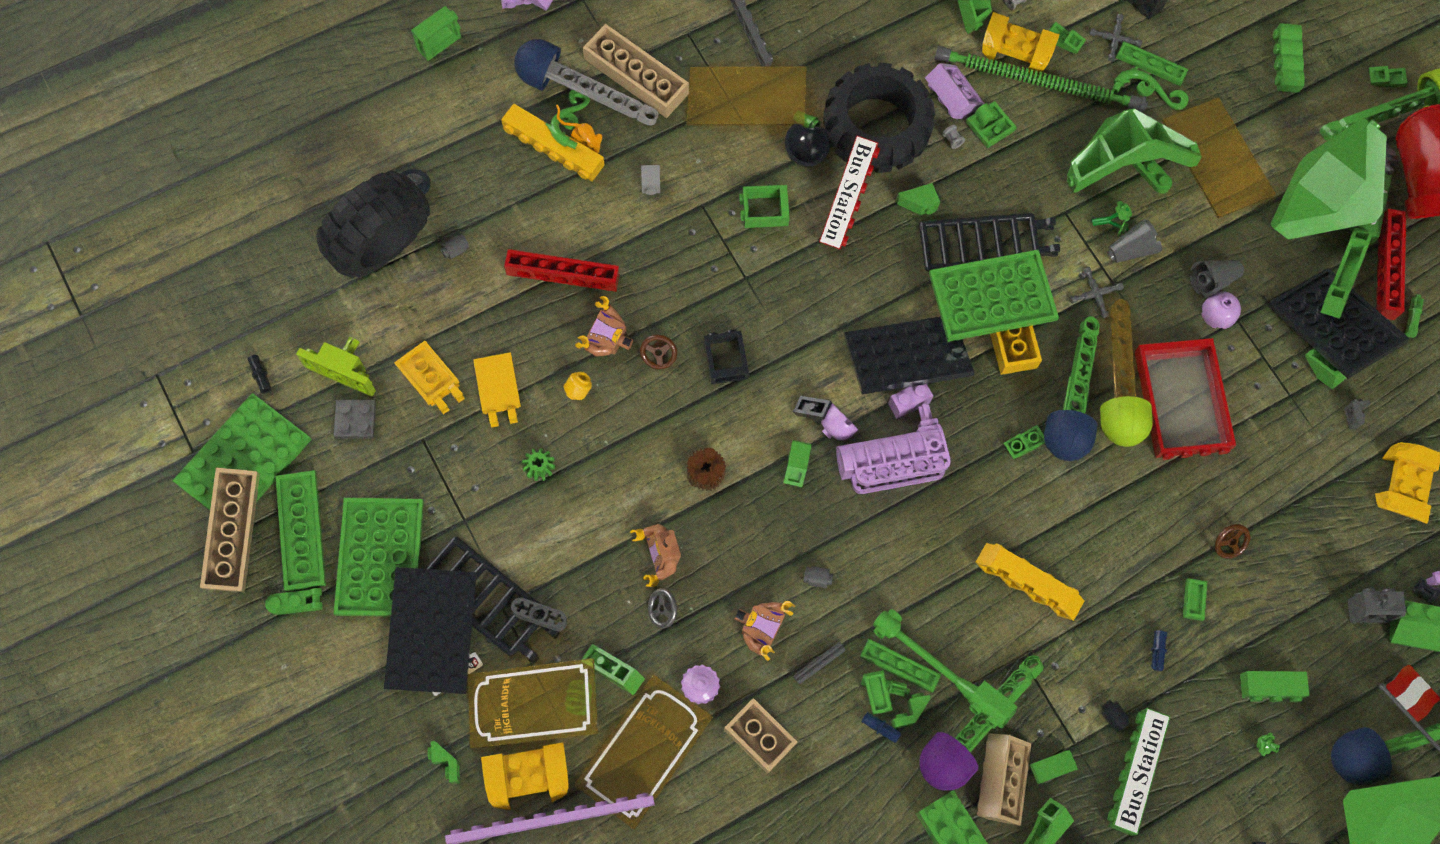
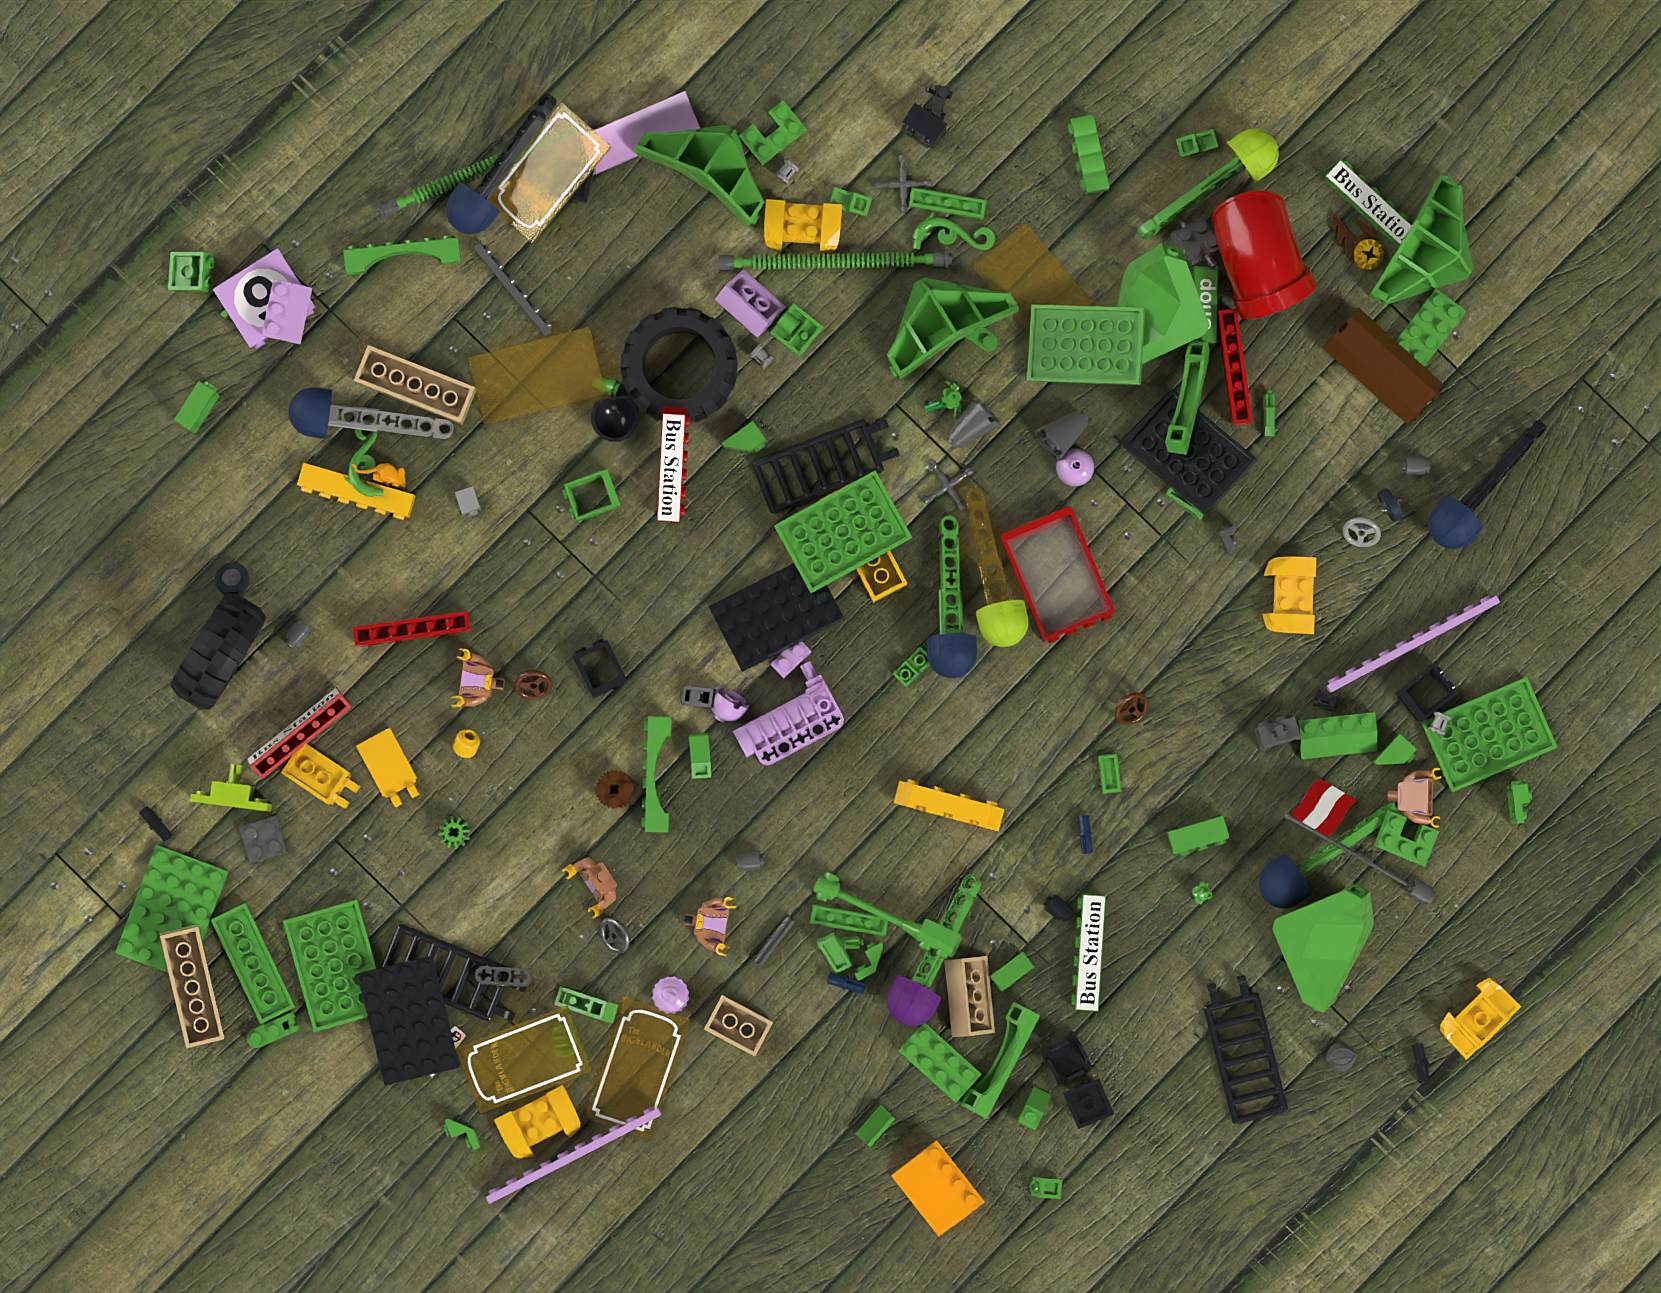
camera: 15 degrees left, 15 degrees up
(423, 330) = (299, 733): none -> red brick
(764, 429) = (655, 818): none -> bright green arch
(1258, 203) = (1086, 344): none -> bright green plate

